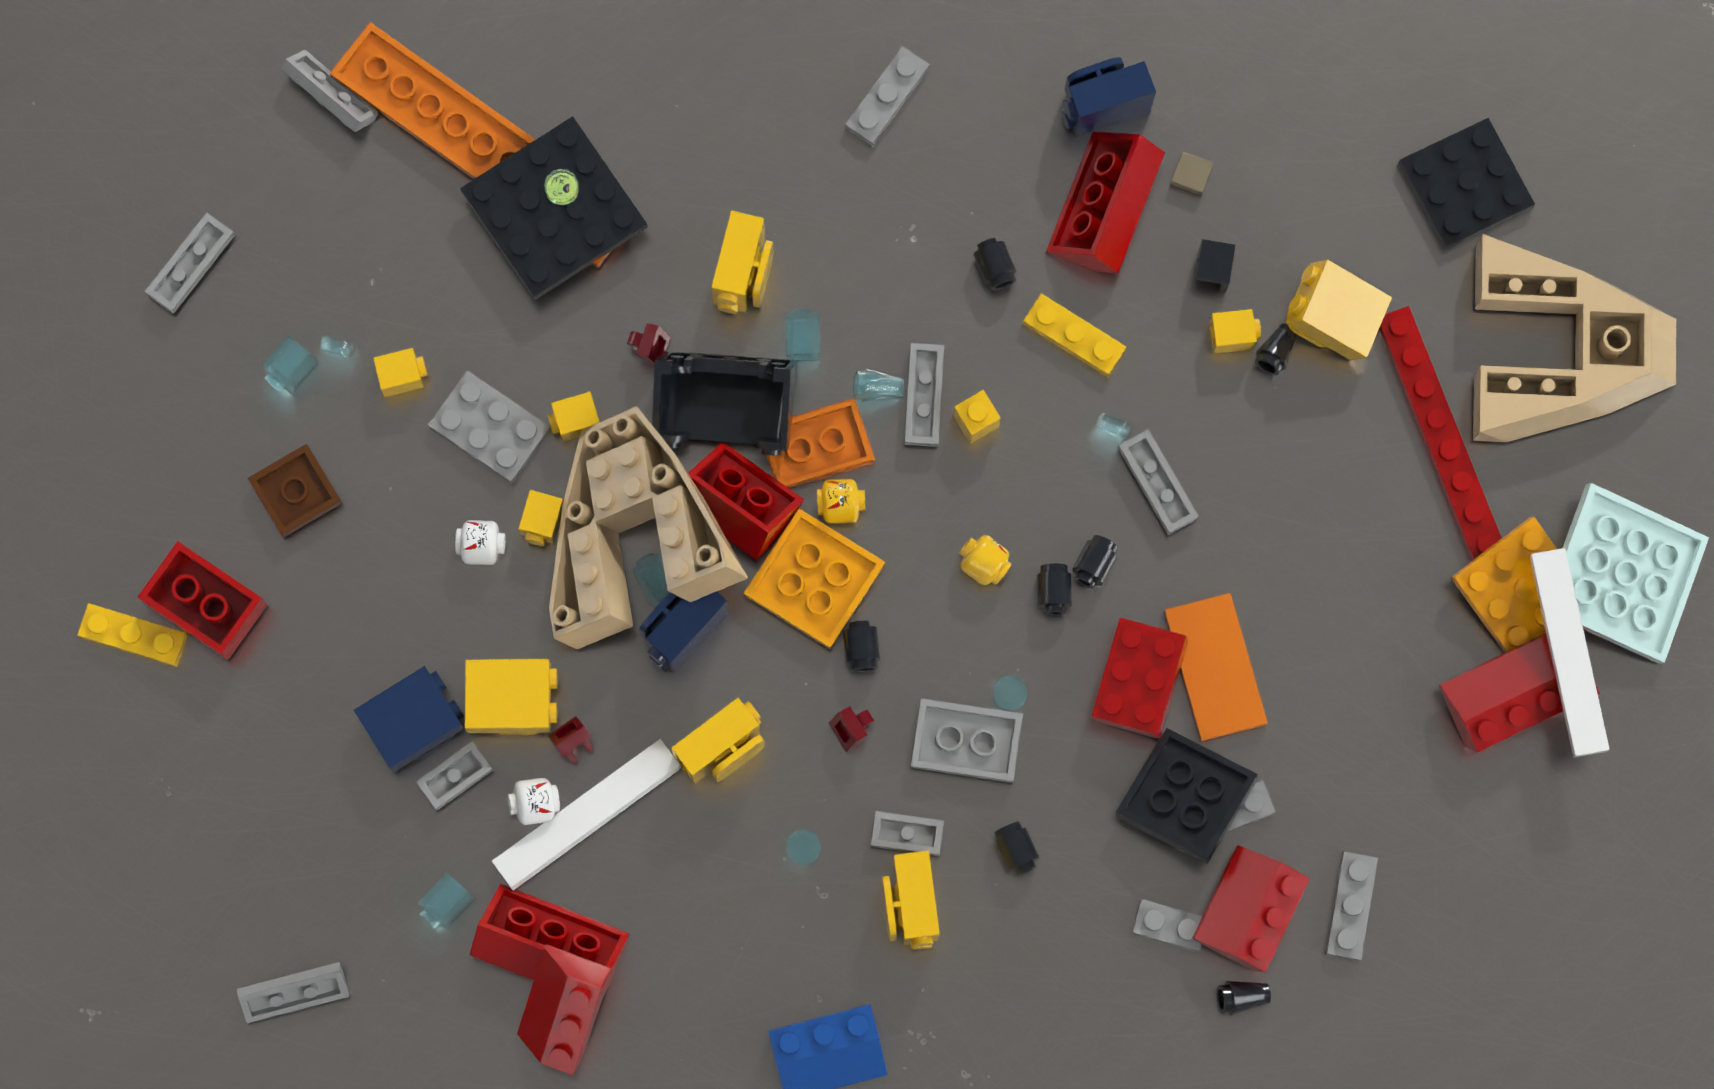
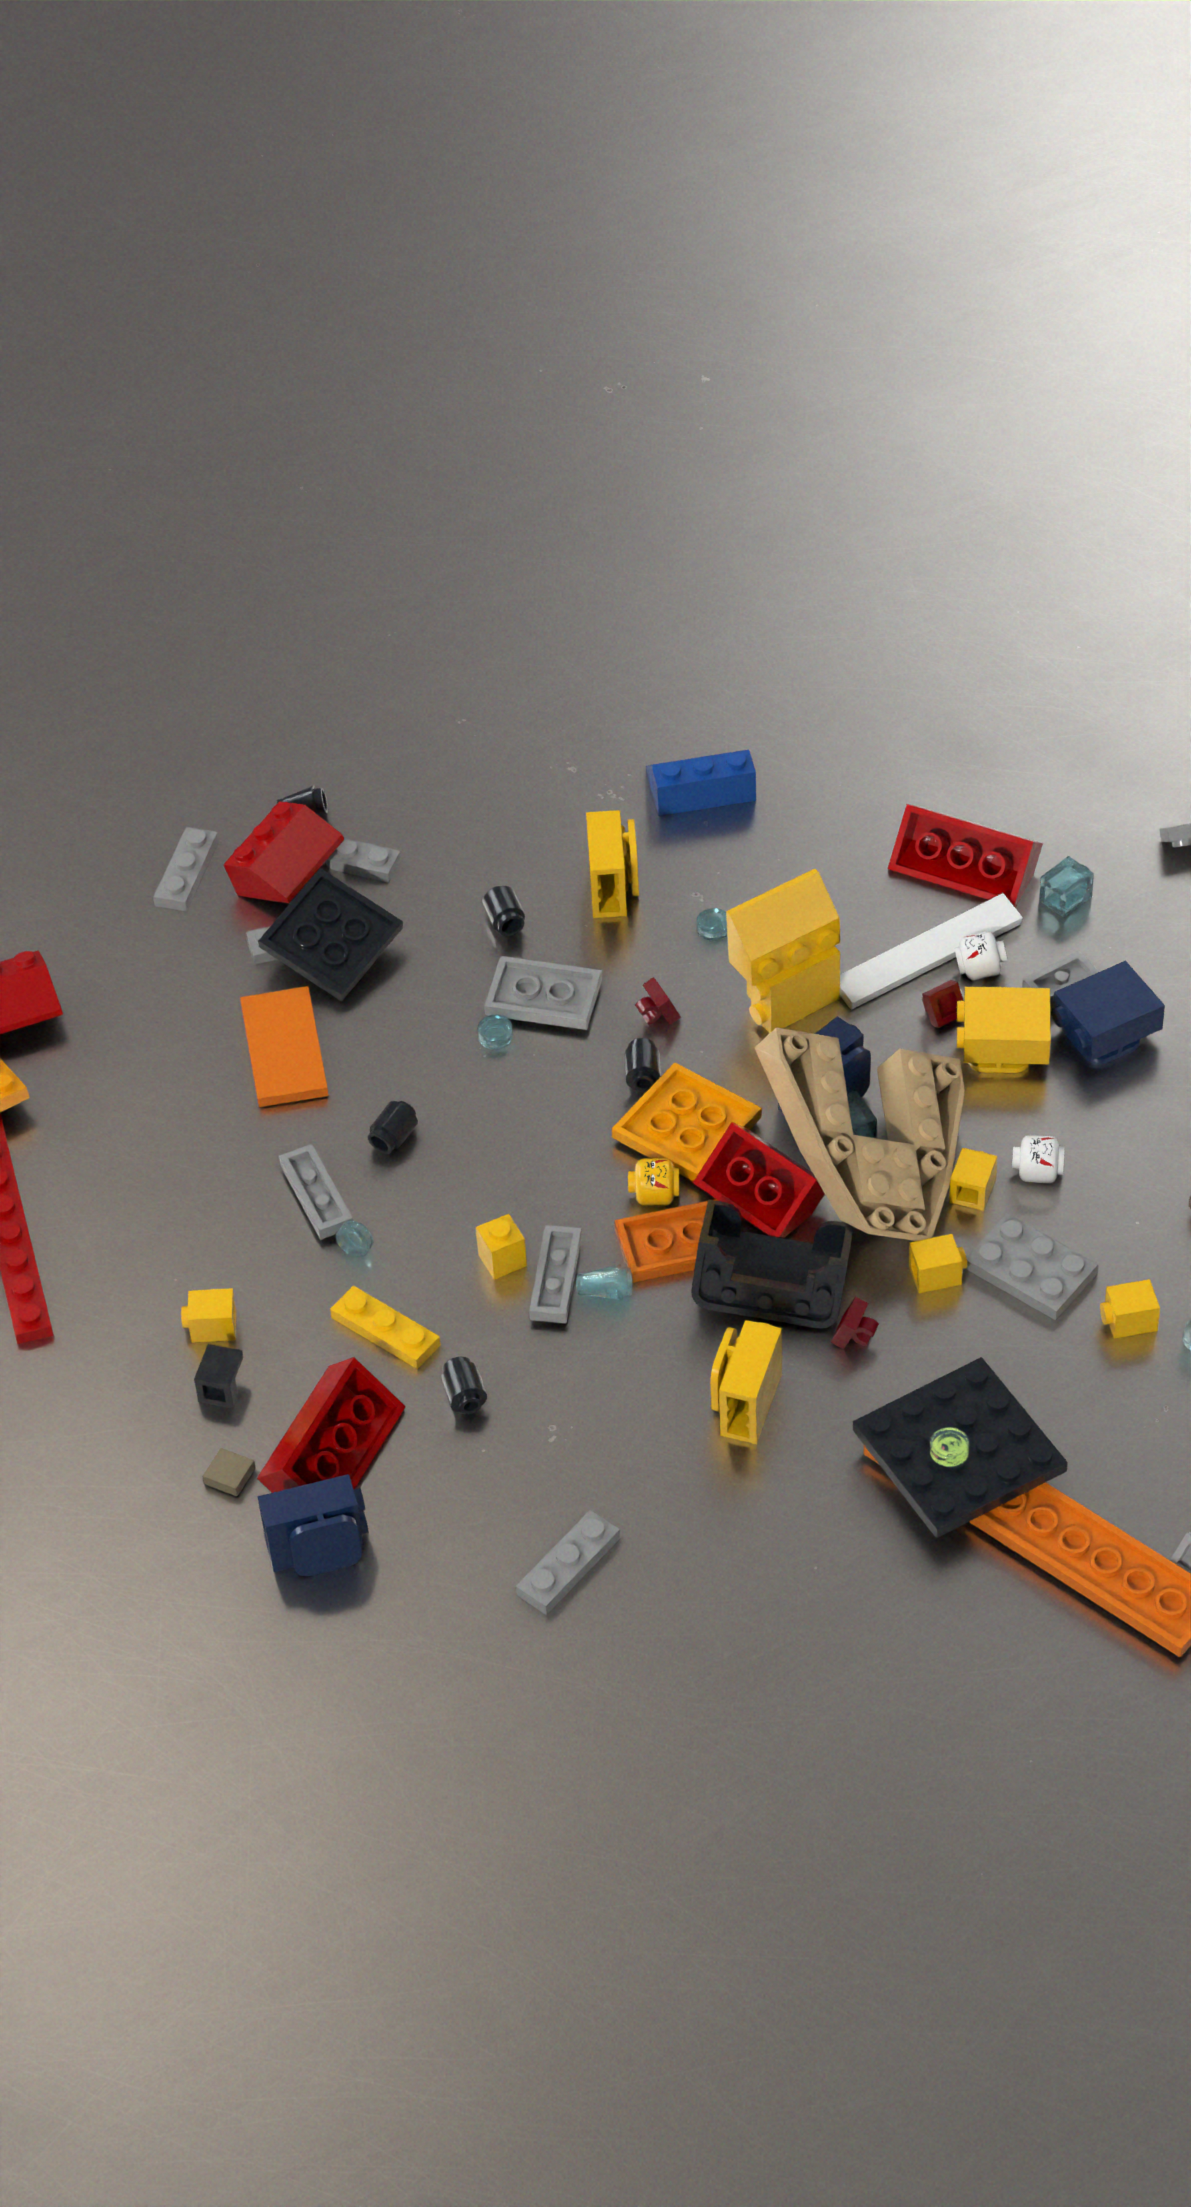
camera: 170 degrees left, 30 degrees down
(562, 1008) = (949, 787): red slope -> none
(726, 741) = (782, 928): none -> yellow slope
(802, 335) = (684, 1325): clear light blue brick -> none
(907, 833) = (610, 926): light grey plate -> none
(984, 560) = (506, 1127): yellow head -> none
(1054, 588) = (438, 1105): black brick -> none
(1139, 678) = (361, 1023): red brick -> none
(1276, 350) = (166, 1300): black cone -> none
(1337, 310) = (96, 1316): yellow brick -> none

